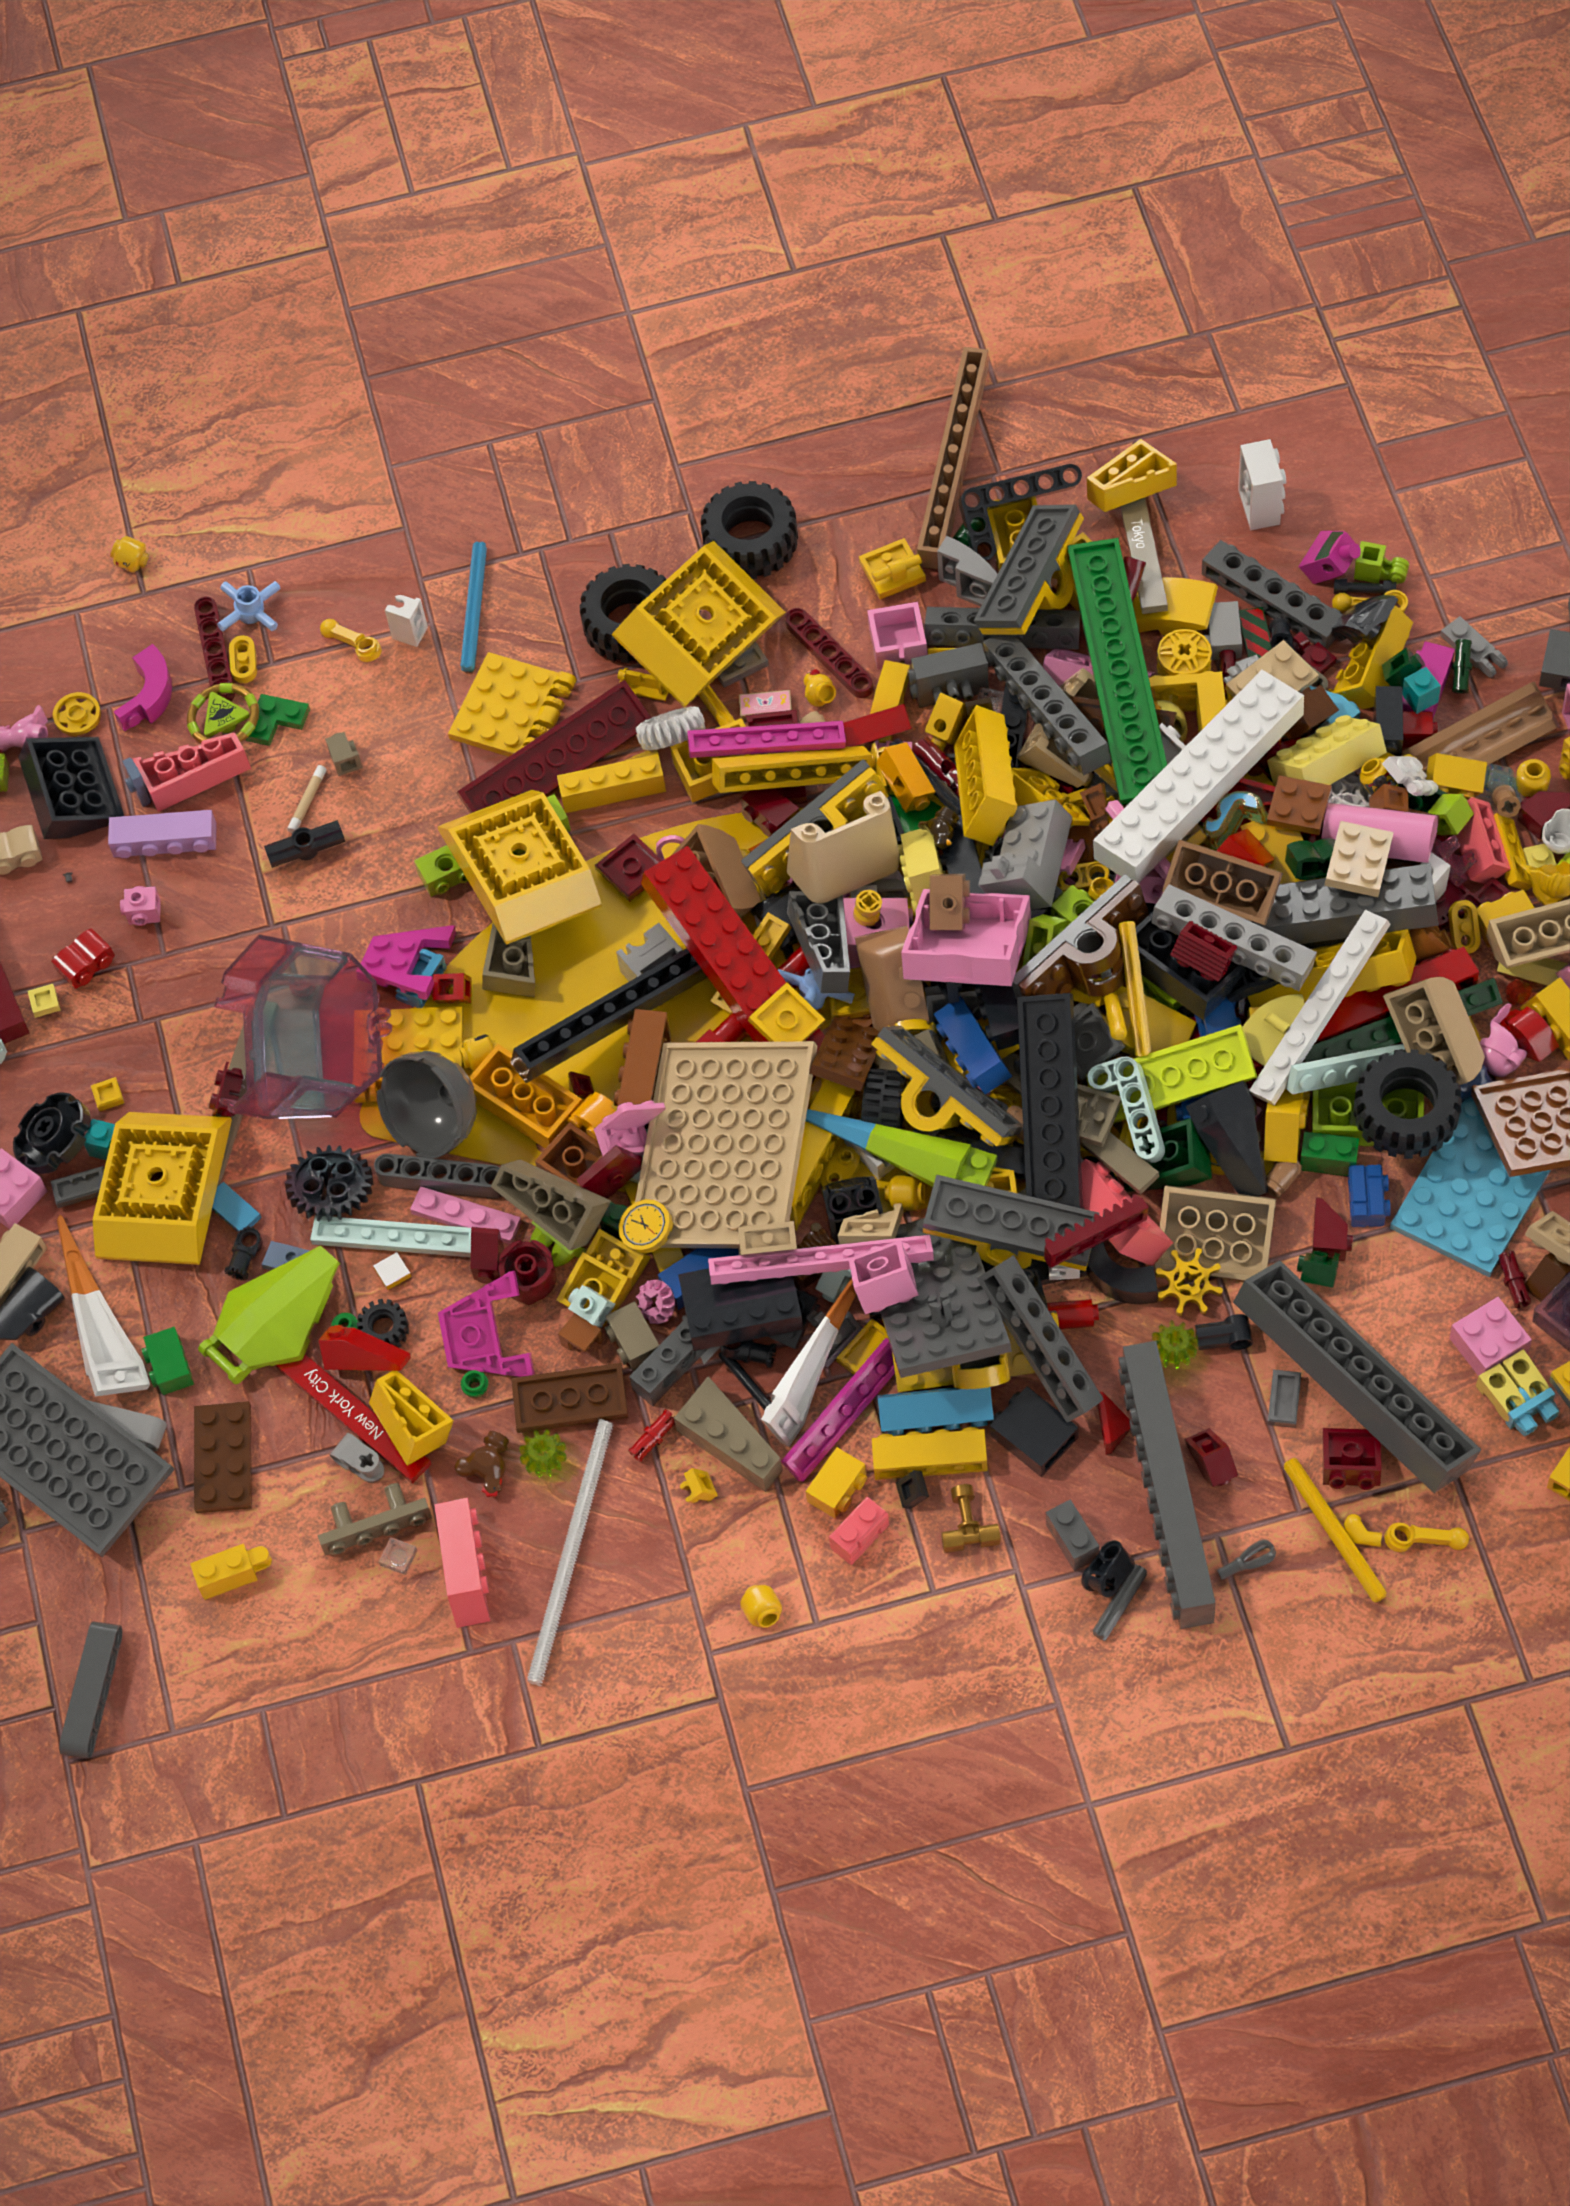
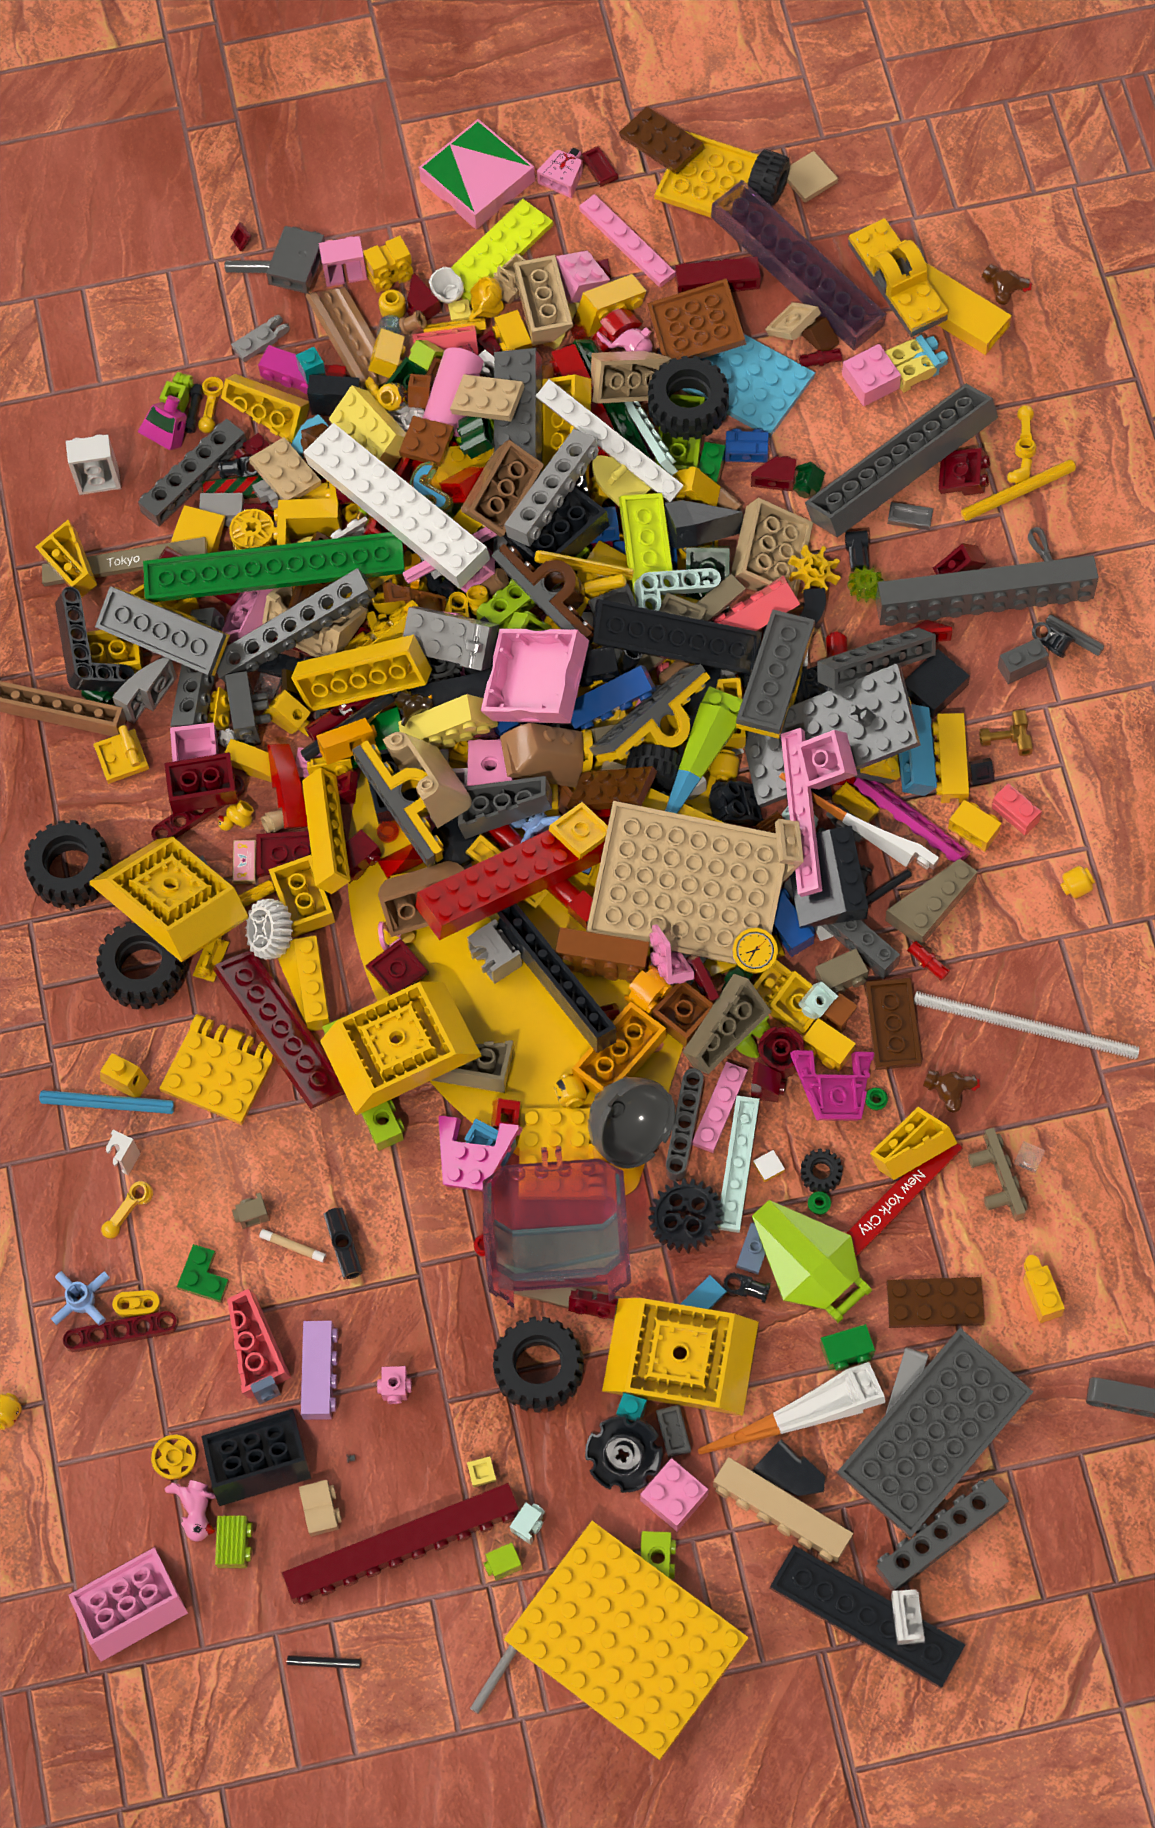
camera: 90 degrees left, 5 degrees up
(83, 958) = (442, 1437): red brick -> none
(107, 1094) = (580, 1413): yellow tile -> none
(147, 1013) = (534, 1334): none -> black tyre
(155, 694) = (153, 1379): dark pink arch -> none
(222, 713) = (198, 1317): piece -> none
(355, 1350) = (851, 1182): red slope -> none
(358, 1458) = (940, 1191): light grey piece -> none
(462, 1562) = (1037, 1102): coral wedge -> none
(497, 613) = (120, 1075): none -> yellow torso
(539, 1325) = (828, 1045): none -> yellow brick
(548, 1460) = (951, 1046): clear neon green gear -> none
(665, 1301) = (803, 954): bright pink gear -> none
(699, 1484) = (974, 924): yellow tile -> none
(766, 739) = (296, 847): dark pink plate -> none
(849, 640) = (201, 783): none -> dark red slope
(867, 908) = (483, 763): yellow wheel -> none
(871, 1226) = (760, 785): tan wing -> none
(948, 901) = (501, 686): medium nougat brick -> none
(1095, 1232) = (793, 608): dark red gear -> none
(1203, 951) = (568, 503): dark red brick -> none
(1364, 619) = (233, 399): black slope -> none
(1401, 666) = (282, 379): dark green brick -> none
(1409, 772) = (391, 375): white plate -> none
(1461, 666) = (280, 343): dark green pin -> none

